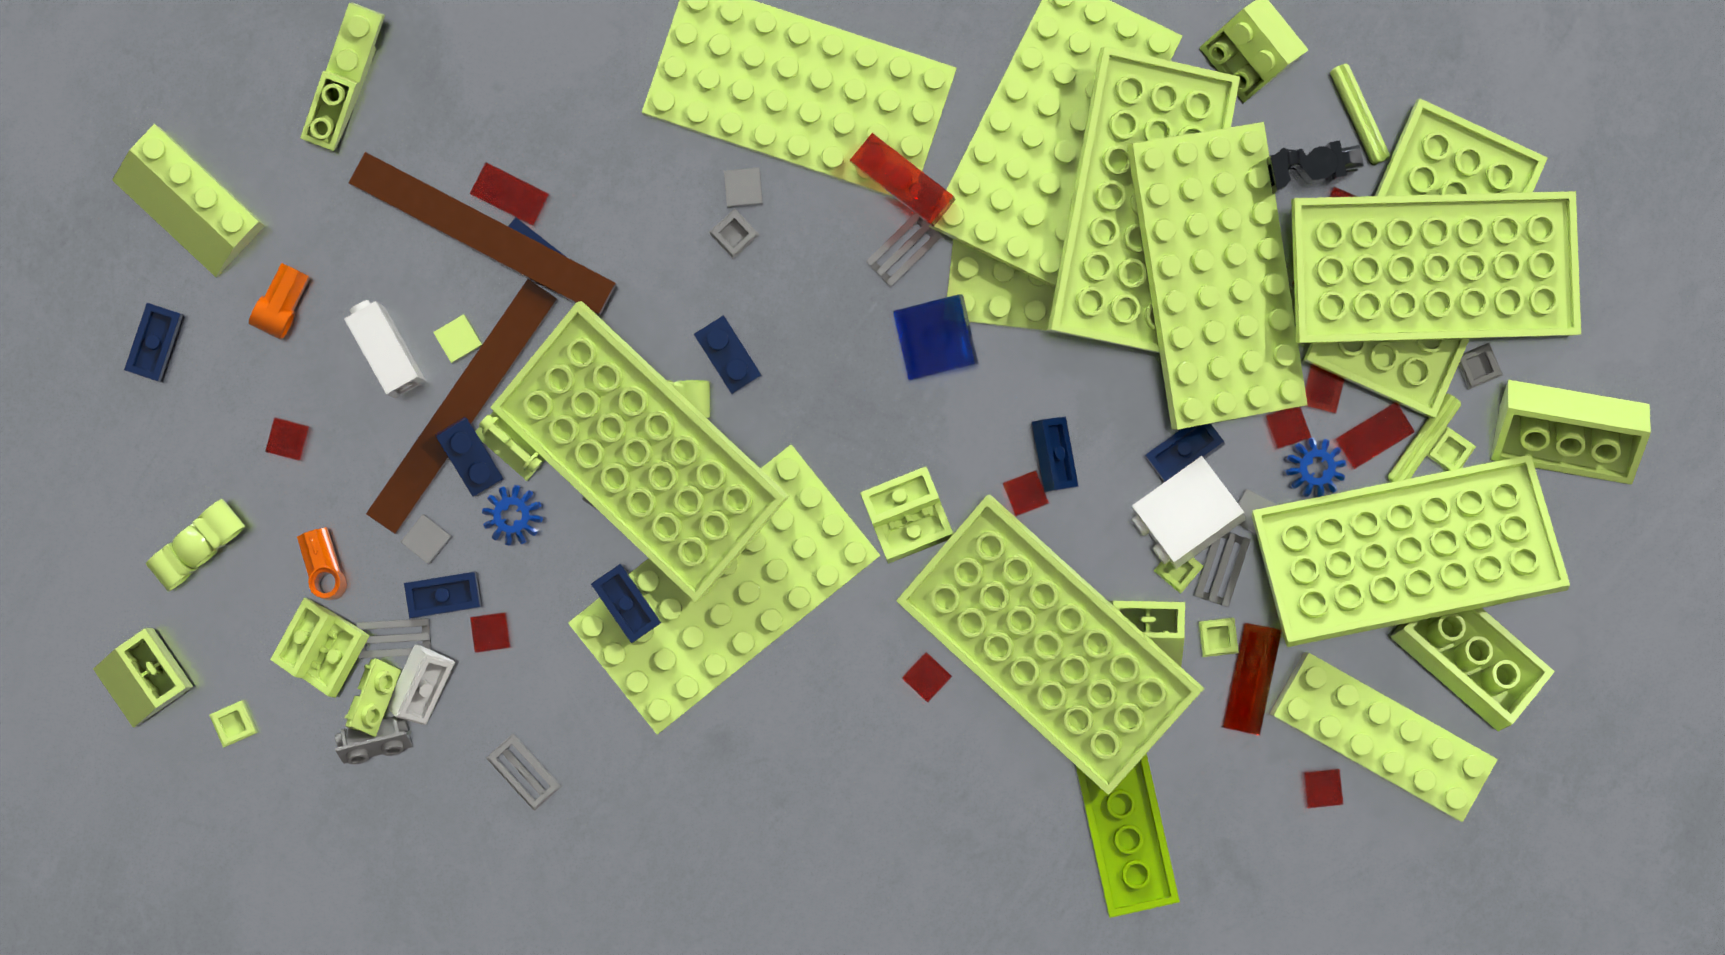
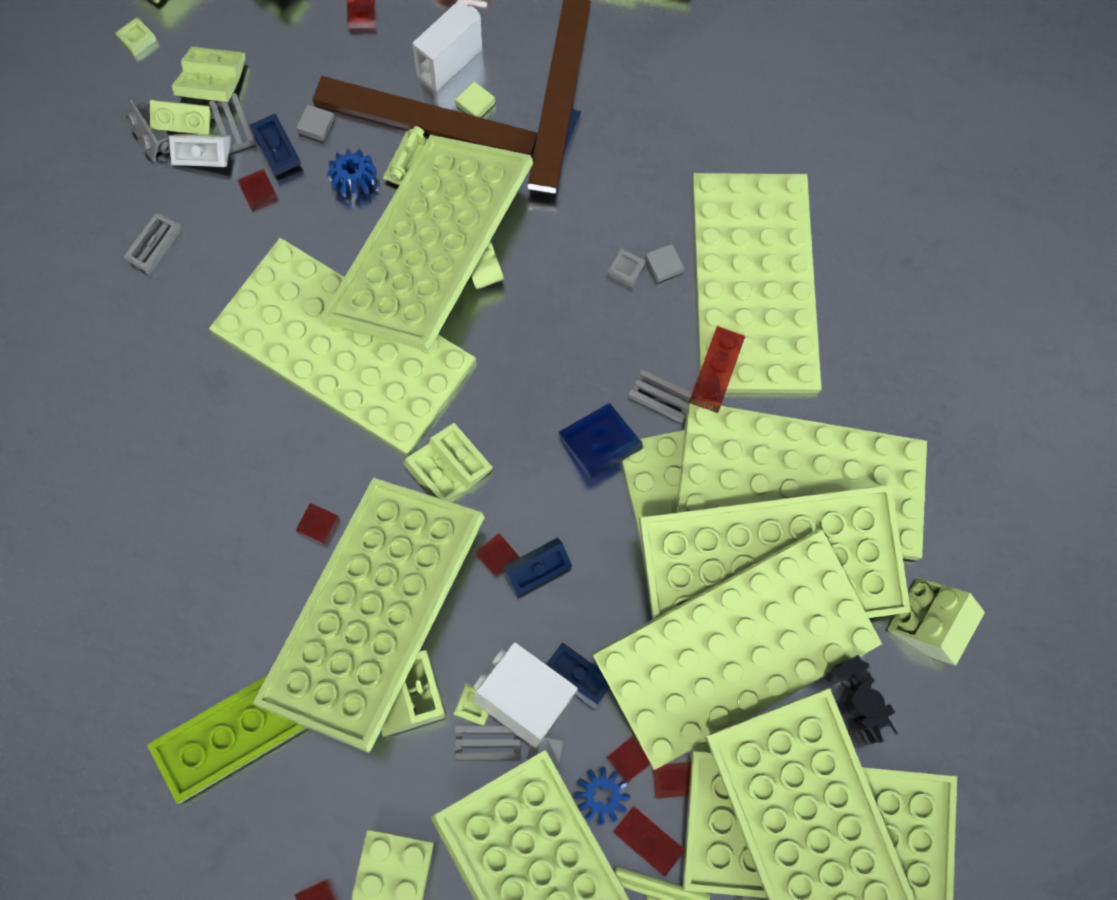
camera: 65 degrees right, 15 degrees down
(321, 560) = (266, 59): orange piece -> none
(469, 456) = (387, 130): dark blue plate -> none
(509, 194) = (596, 105): clear red plate -> none
(626, 603) = (305, 268): dark blue plate -> none
(727, 355) = (530, 291): dark blue plate -> none
(1218, 637) = (425, 760): yellowish green tile -> none
(1252, 679) = (395, 802): clear red plate -> none
(1360, 114) = (919, 731): yellowish green axle -> none

